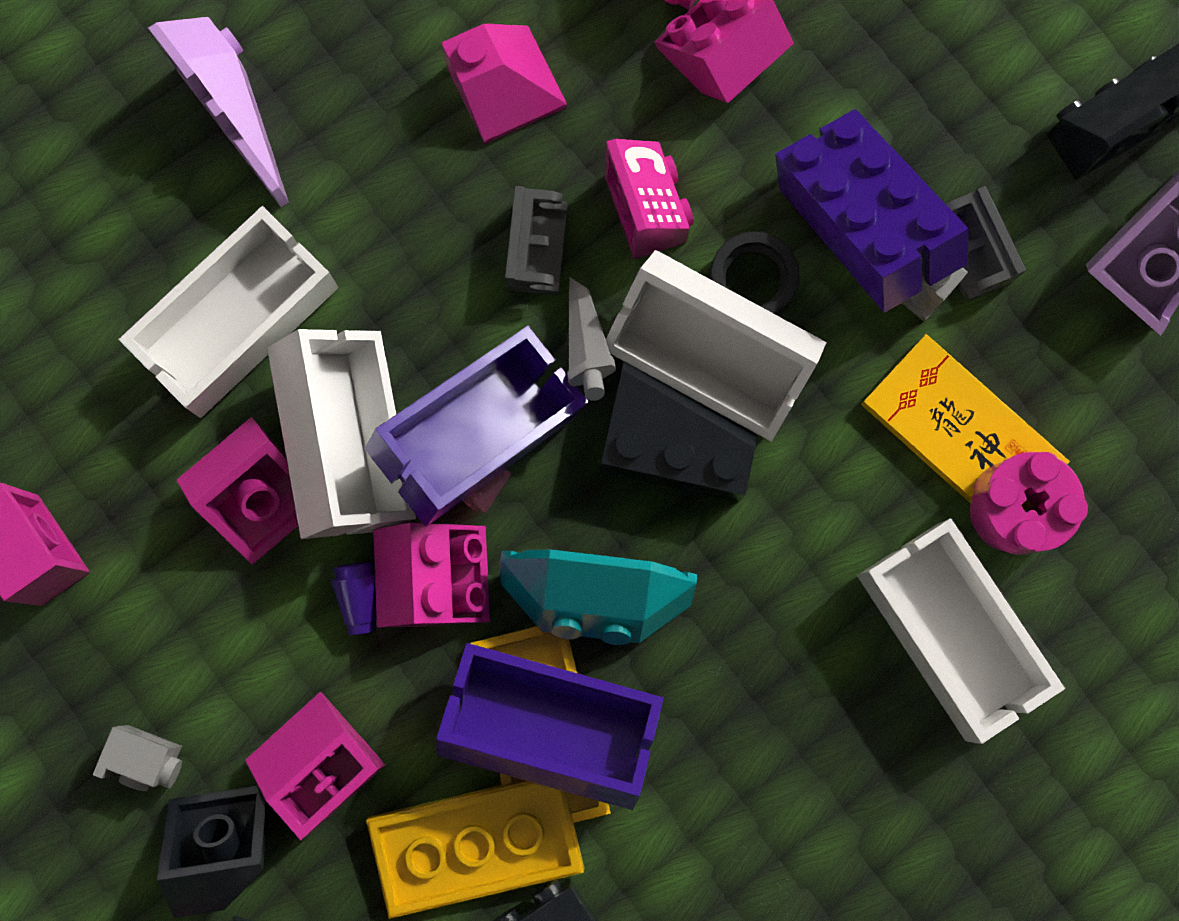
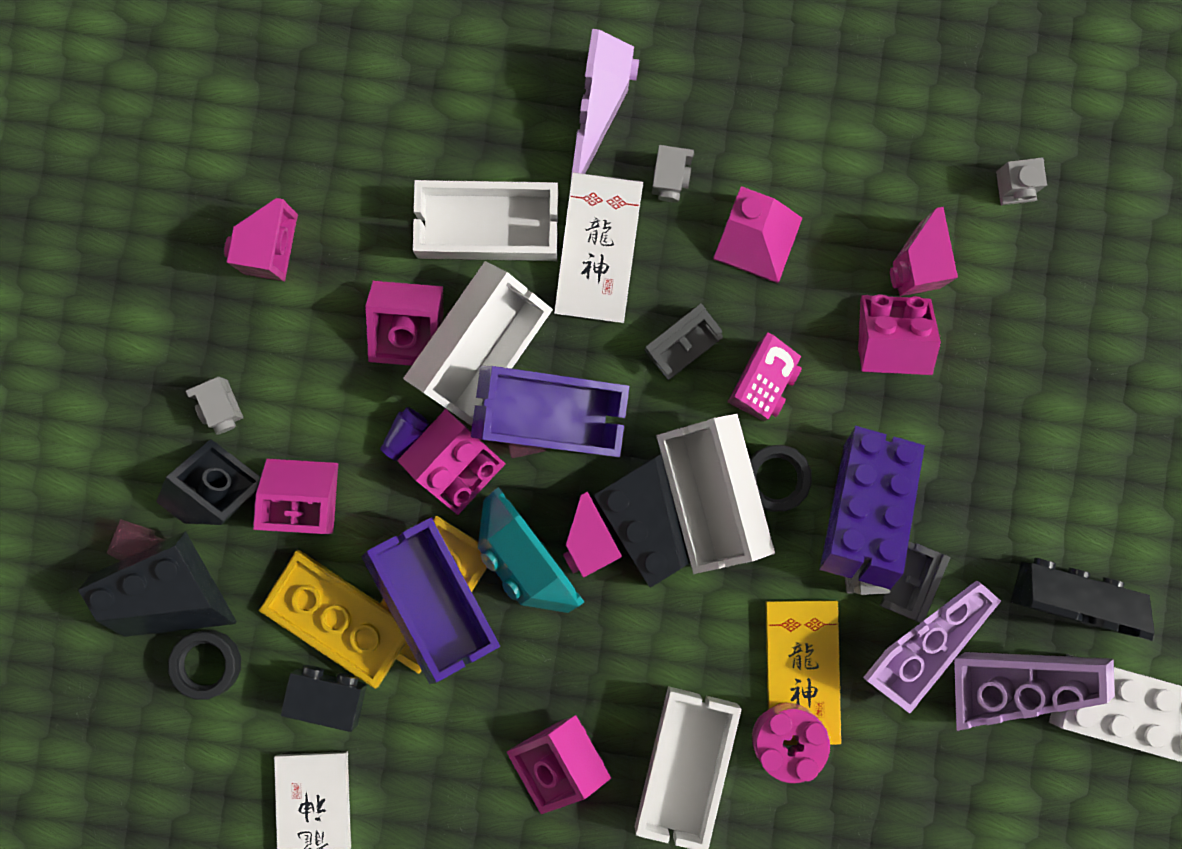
camera: 50 degrees right, 5 degrees up
(362, 99) = (671, 172): none -> light grey brick
(364, 231) = (598, 247): none -> white tile
(588, 348) = (648, 428): light grey bar -> none
(640, 508) = (589, 540): none -> dark pink slope
(836, 758) = (559, 765): none -> dark pink slope
(1057, 300) = (925, 652): none -> lavender wedge

